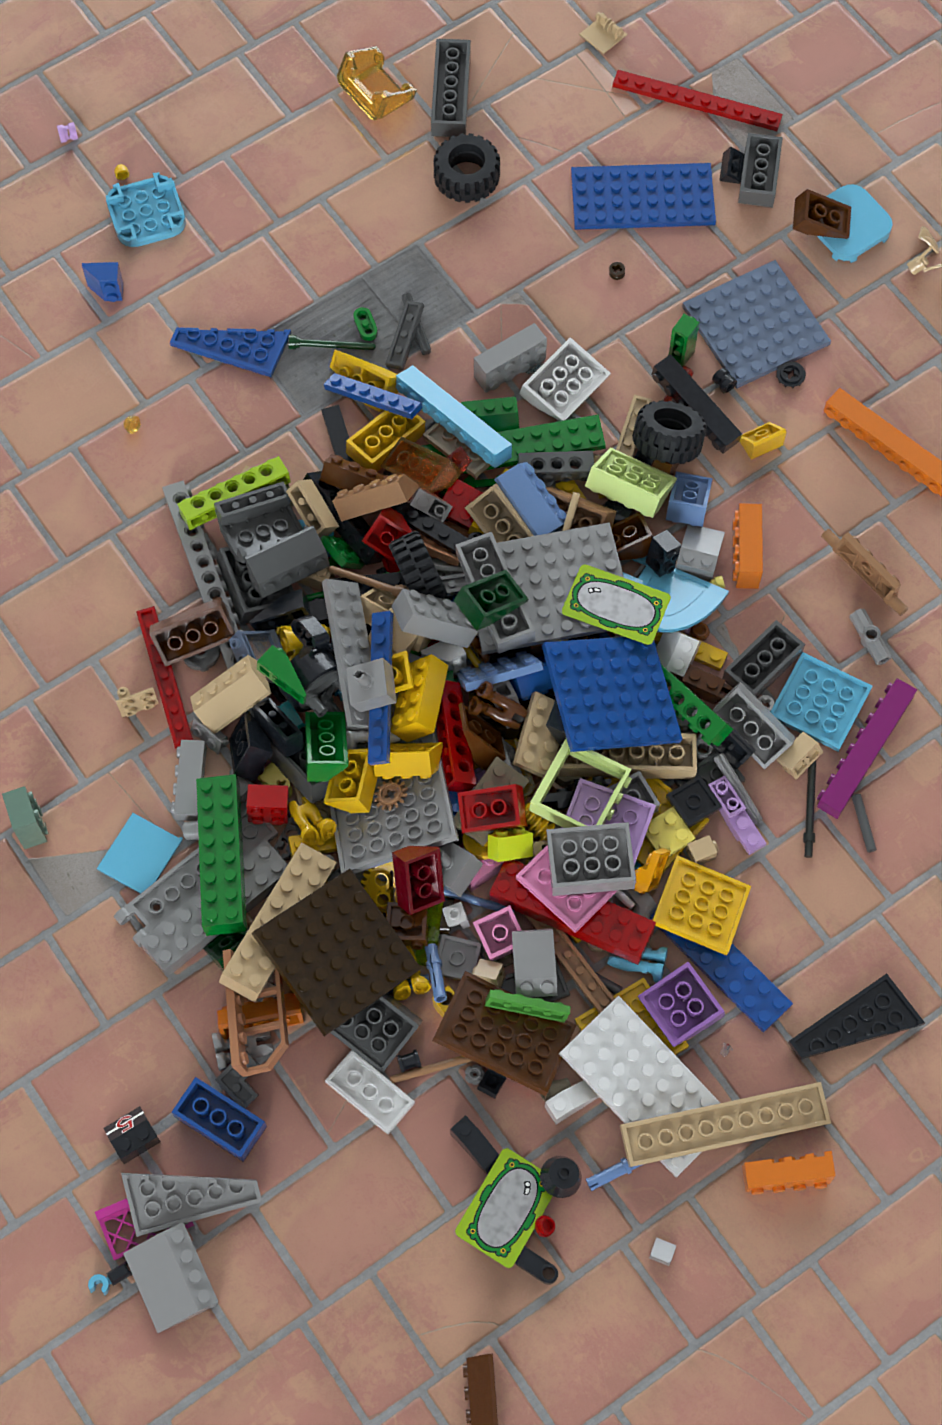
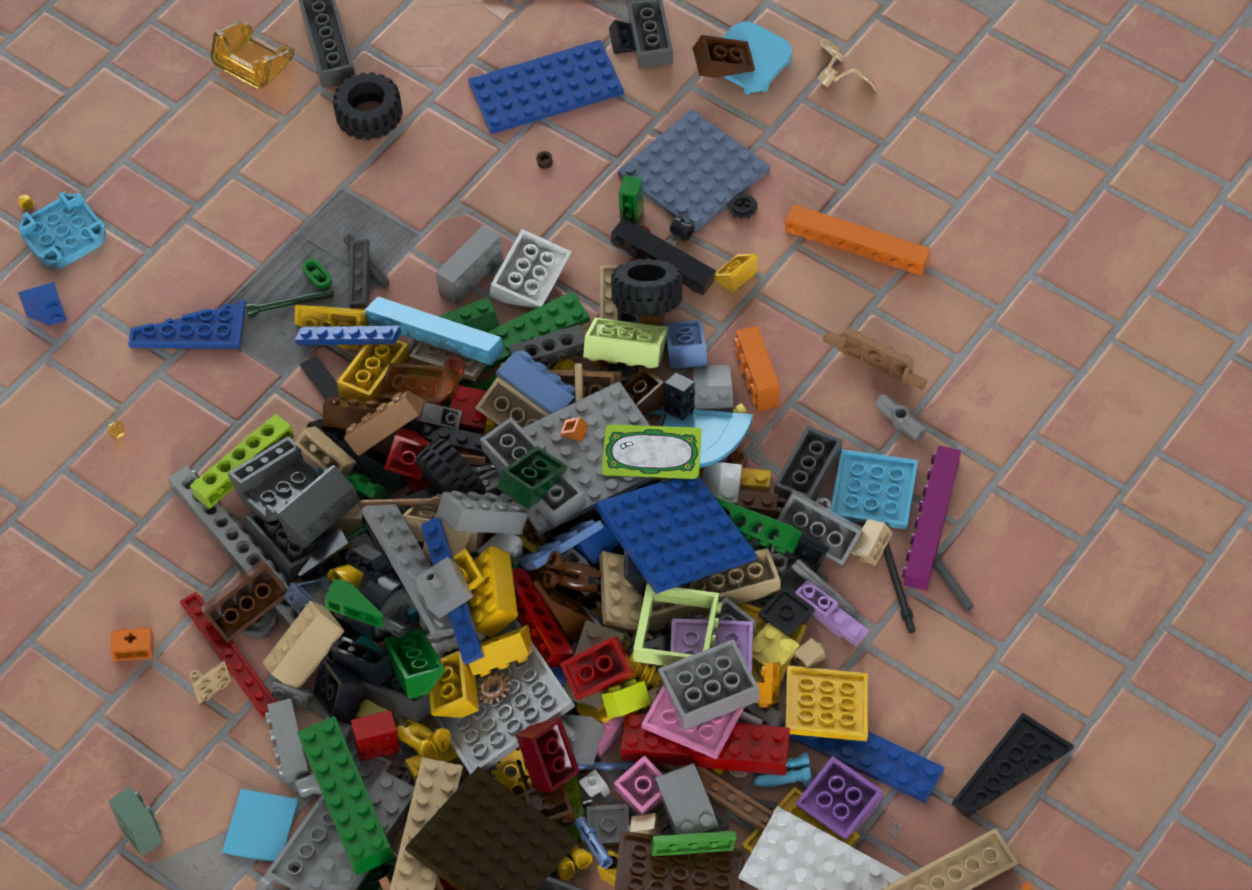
camera: 15 degrees left, 10 degrees down
(79, 640) = (132, 644): none -> orange brick
(550, 559) = (574, 429): none -> orange slope

